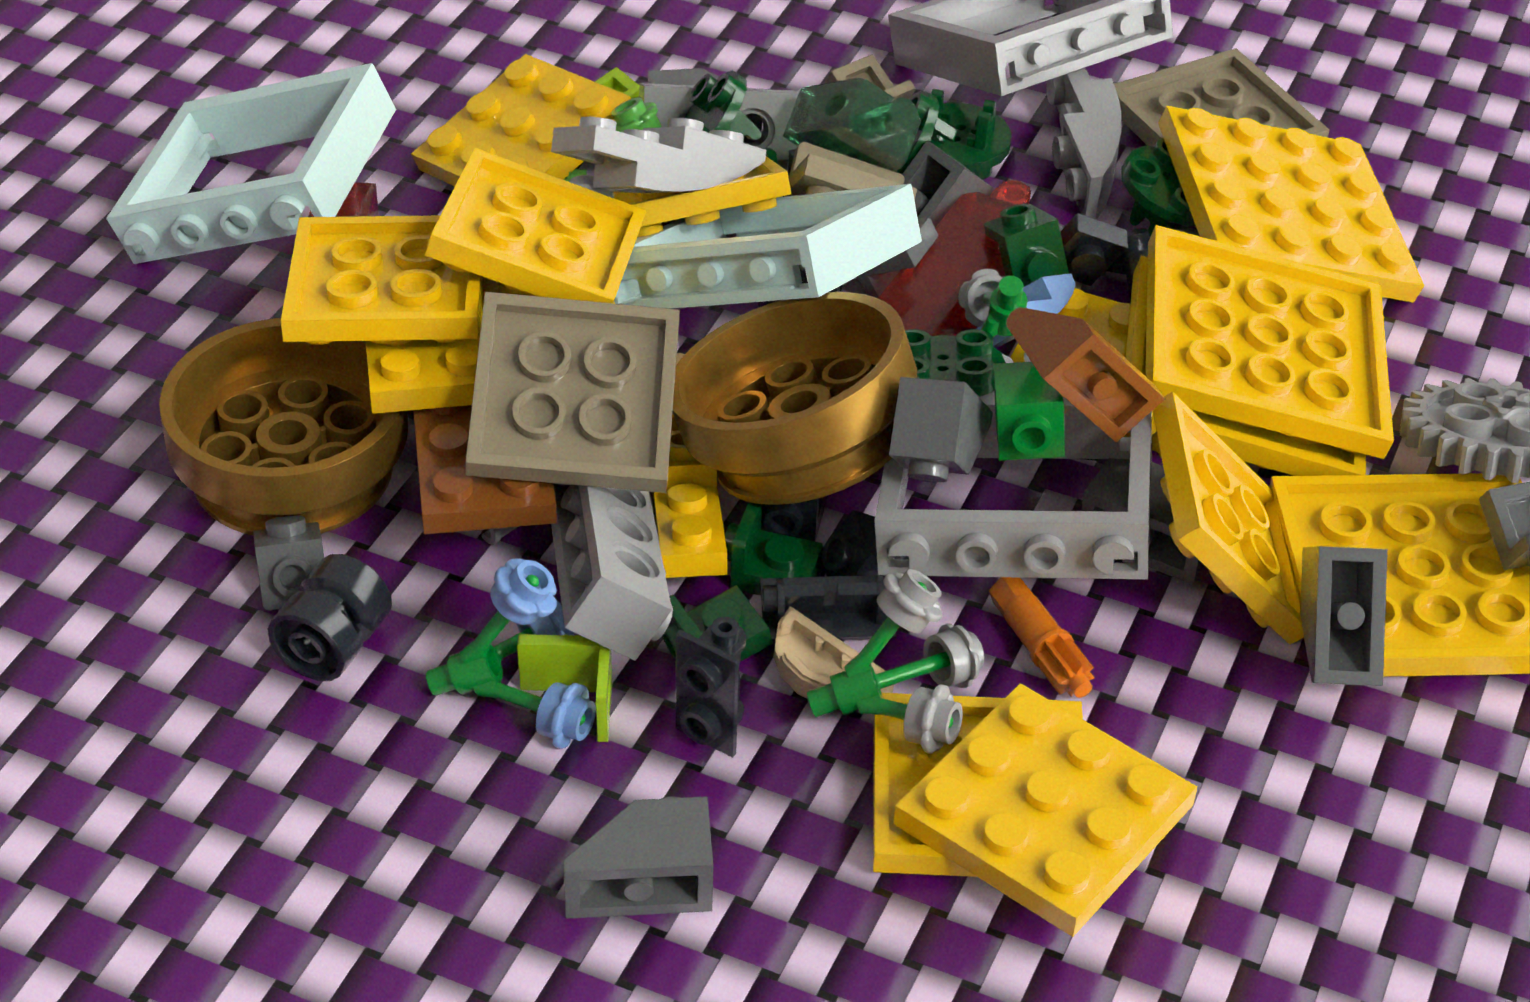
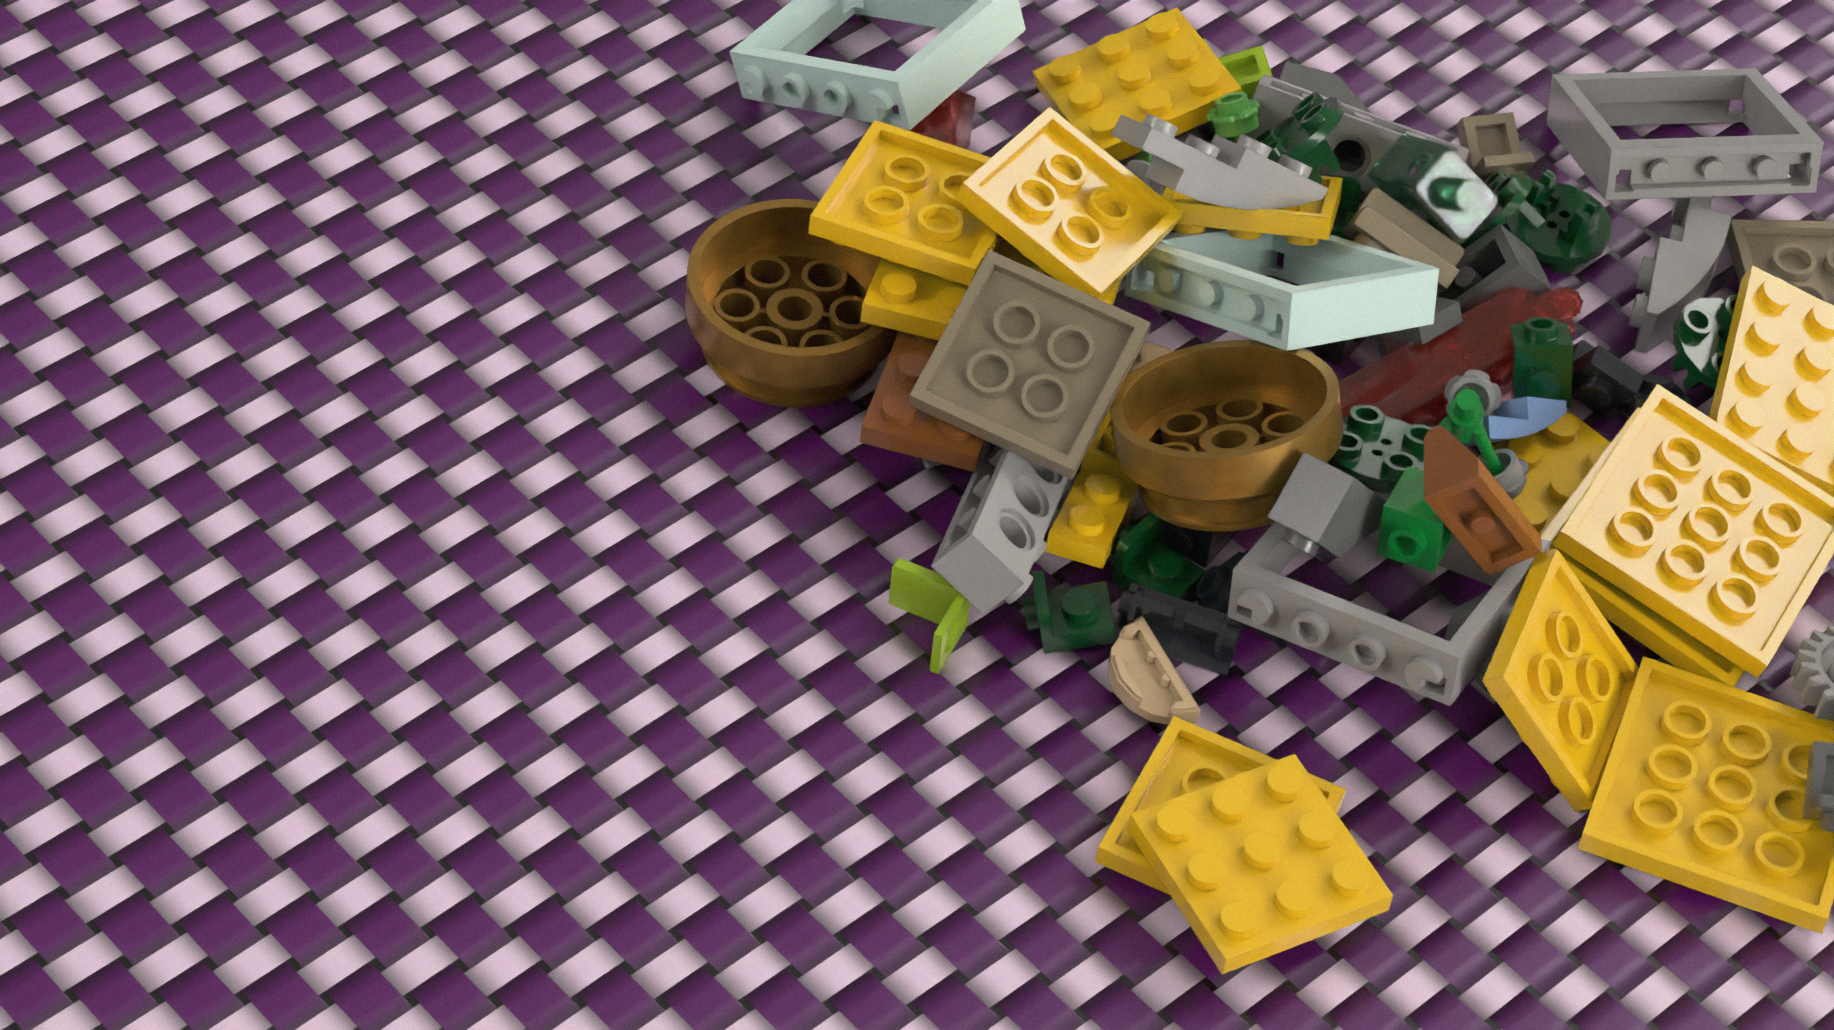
camera: 20 degrees right, 5 degrees up
(286, 557) = (748, 425): dark grey bracket -> none
(330, 617) = (756, 485): black wheel -> none
(524, 596) = (903, 527): plant -> none
(644, 862) = (910, 782): dark grey slope -> none
(710, 684) = (1034, 658): black hinge -> none
(949, 657) = (1199, 751): light grey plant -> none
(1048, 644) = (1351, 724): orange piece -> none
(1344, 613) = (1613, 801): dark grey slope -> none

